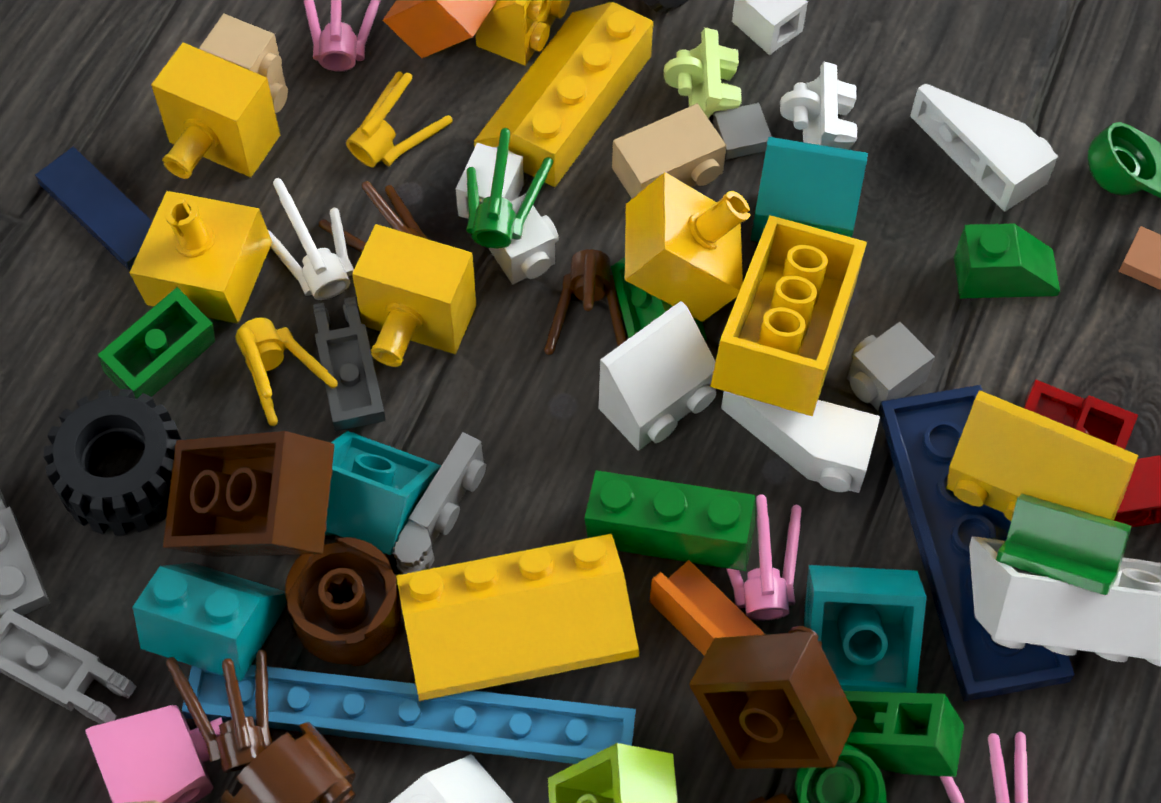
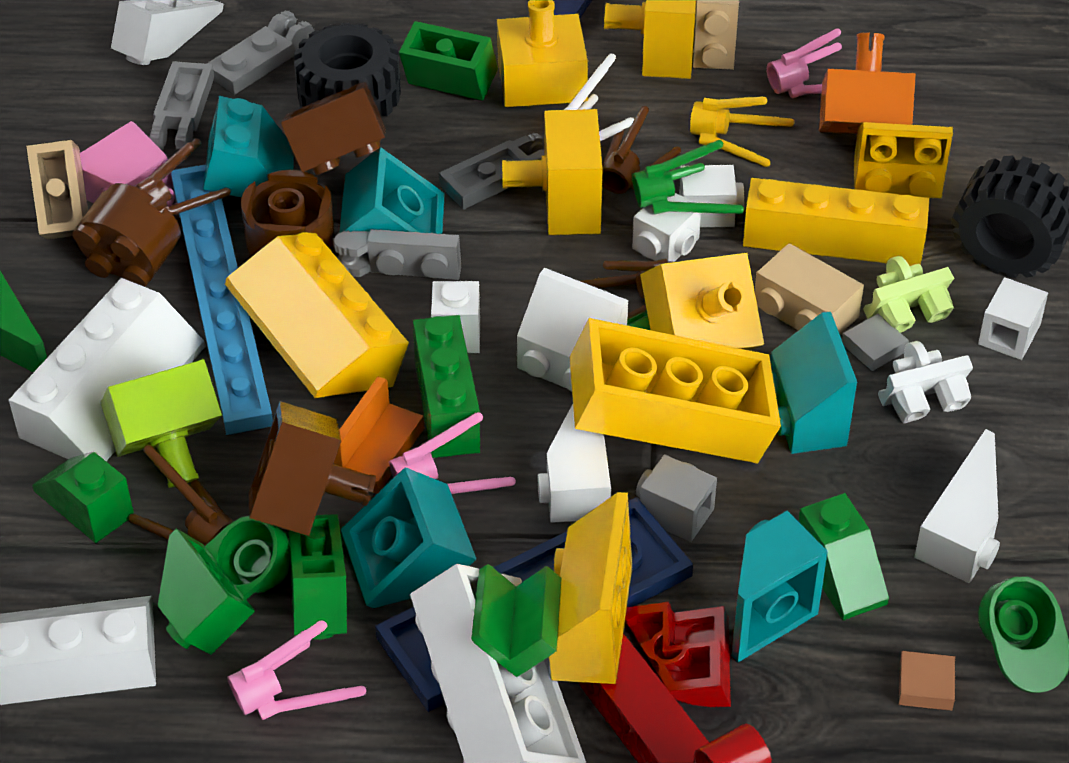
camera: 70 degrees right, 15 degrees down
(264, 351) = (484, 117): yellow plant -> none
(564, 477) = (460, 299): none -> white brick
(1046, 328) = (777, 583): none -> teal slope

